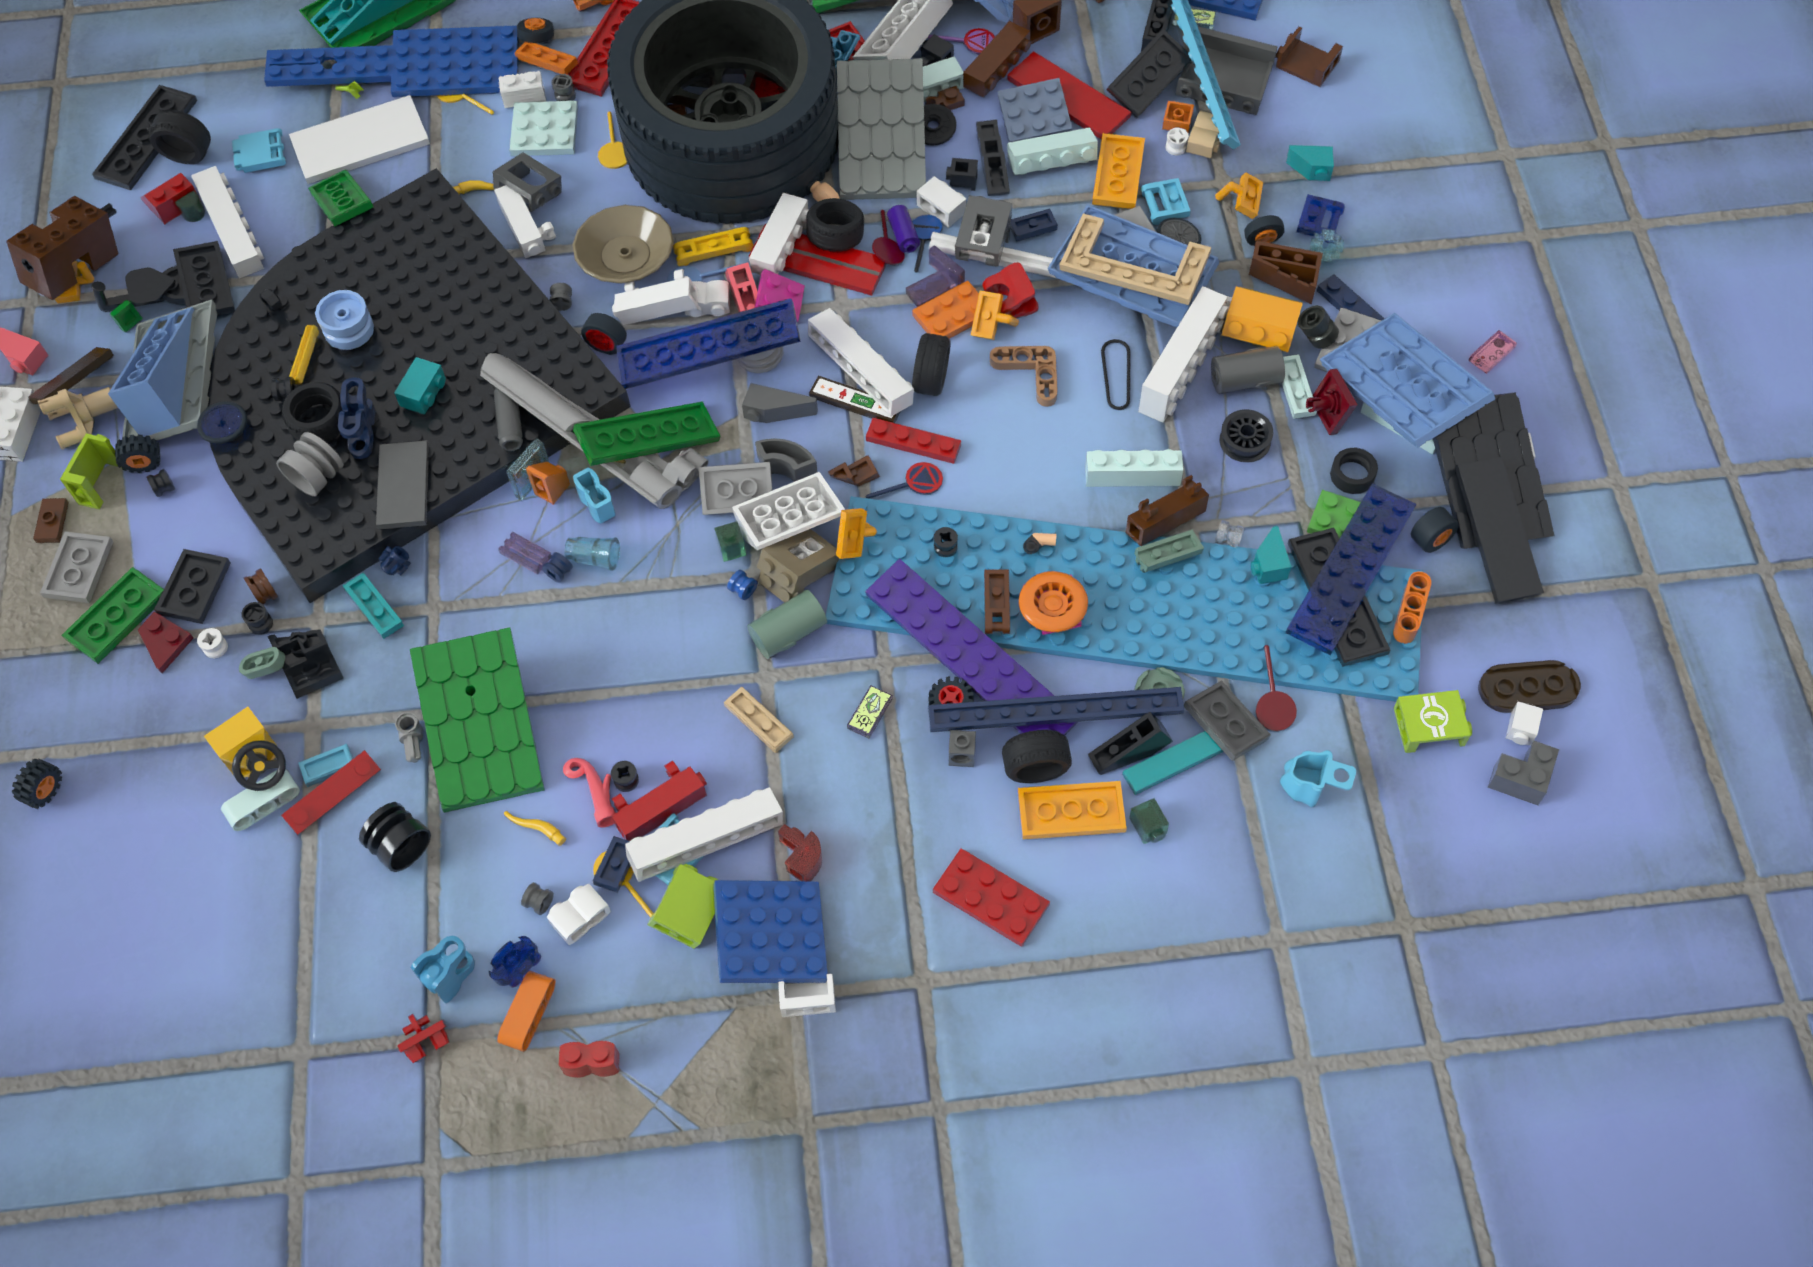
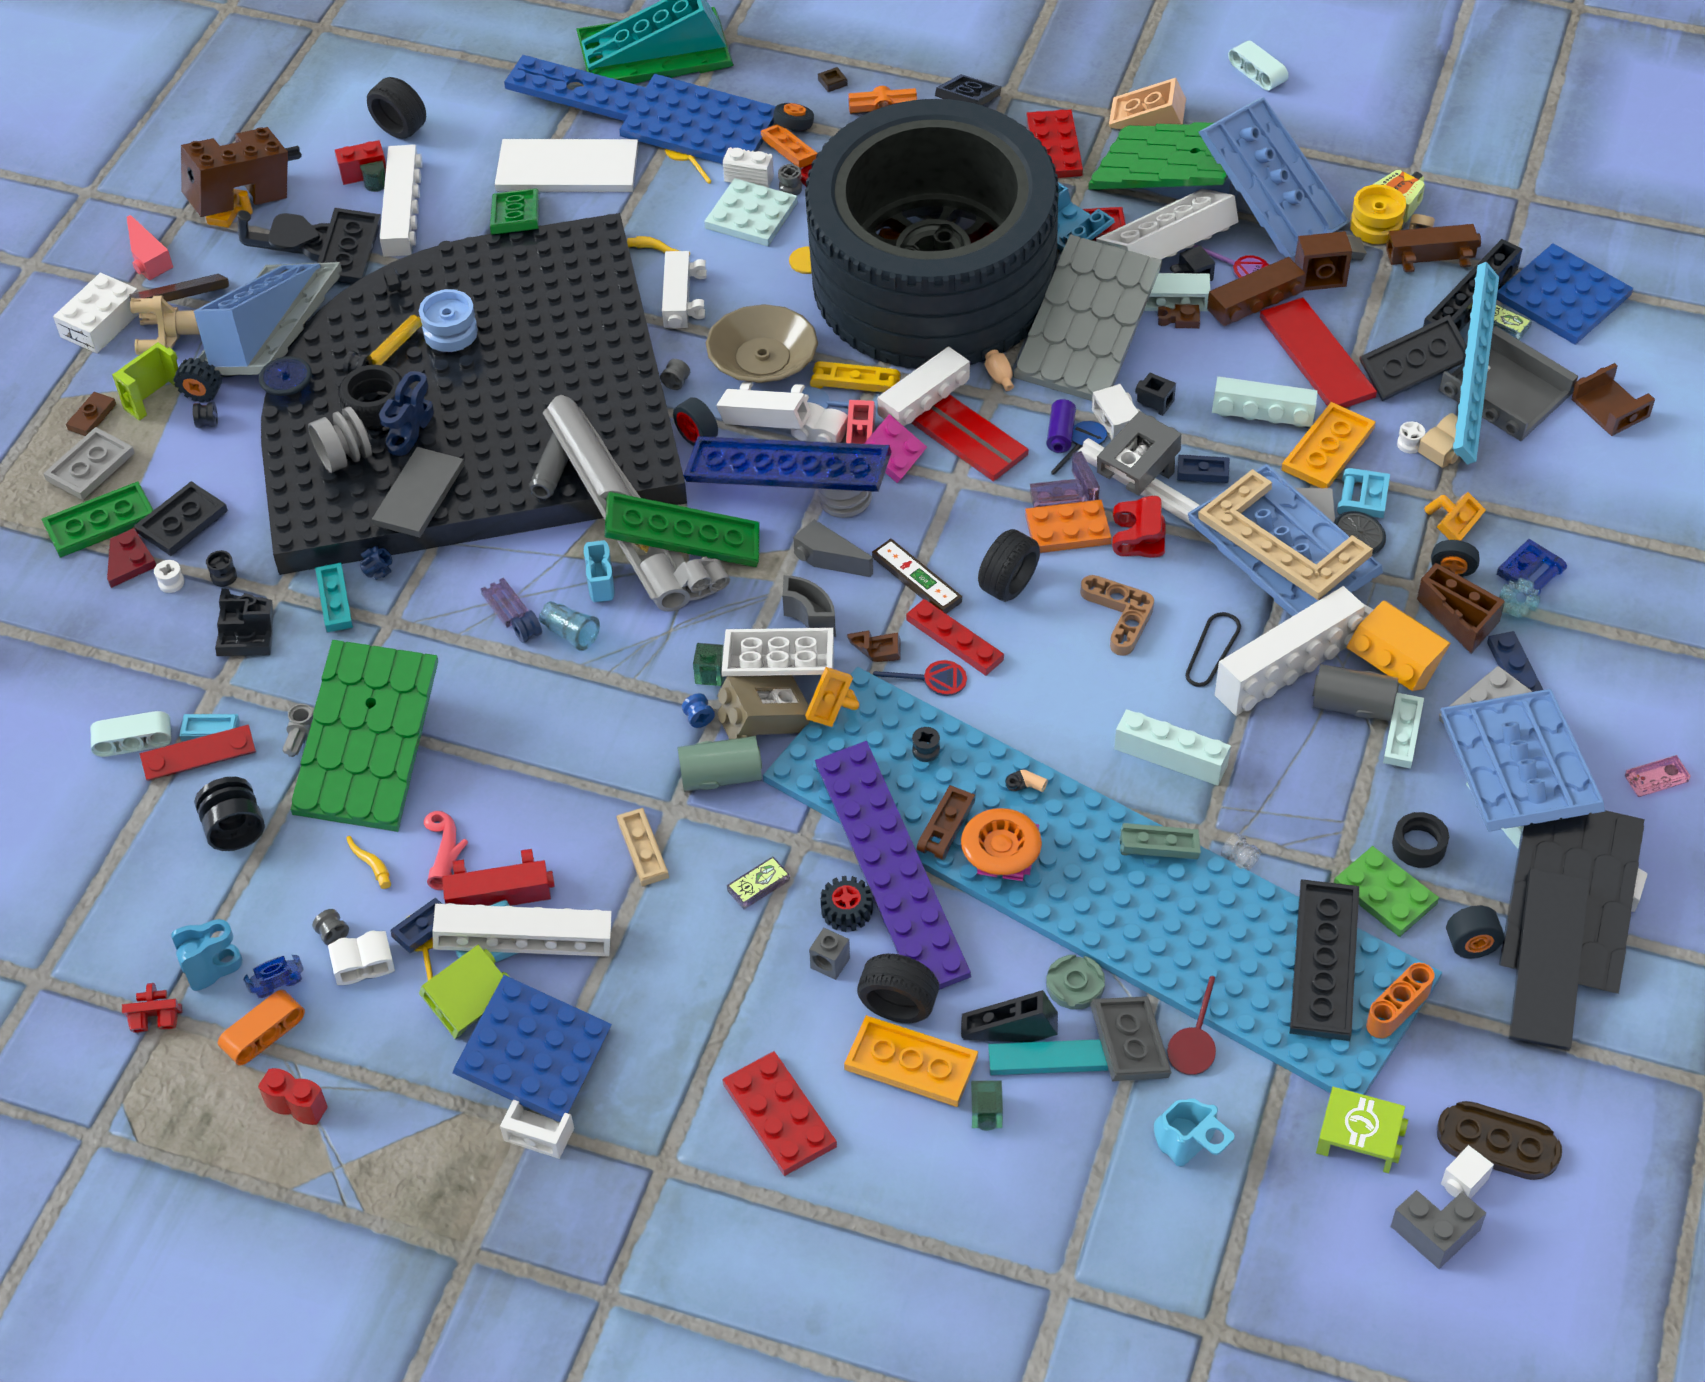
camera: 25 degrees right, 10 degrees down
(126, 316) = (259, 254): green plate -> none
(133, 150) = (351, 110): black tile -> none
(247, 750) = (141, 679): piece -> none
(258, 151) = (465, 145): medium azure plate -> none
(260, 587) = (239, 541): reddish brown wheel -> none
(262, 663) = (202, 610): sand green plate -> none
(354, 88) = (586, 117): lime hand -> none
(420, 385) = (485, 406): teal brick -> none
(517, 168) = (700, 240): dark grey panel -> none
(517, 472) = (548, 523): clear light blue tile -> none
(548, 480) = (562, 540): orange slope -> none
(624, 782) = (476, 854): black wheel -> none
(732, 485) = (740, 608): light grey plate -> none
(807, 854) = (613, 994): clear red brick -> none
(835, 212) = (989, 397): black tyre -> none
(860, 361) = (940, 539): white brick -> none
(886, 248) = (1033, 440): dark red piece -> none
(946, 122) = (1164, 344): black wheel -> none
(988, 315) = (1102, 539): light orange plate -> none
(992, 158) = (1197, 388): black slope -> none
(1034, 110) = (1269, 355): sand blue plate -> none
(1055, 709) = (946, 950): dark blue plate -> none
(1167, 512) = (1182, 802): reddish brown brick -> none
(1178, 116) = (1426, 411): orange piece -> none
(1257, 439) = (1318, 760): black wheel -> none
(1271, 559) = (1267, 890): teal slope -> none
(1311, 161) = (1554, 507): teal slope -> none
(1318, 327) = (1457, 675): pearl dark grey wheel -> none
(1332, 402) = (1430, 757): dark red plate -> none
(1350, 569) = (1352, 934): clear blue plate -> none

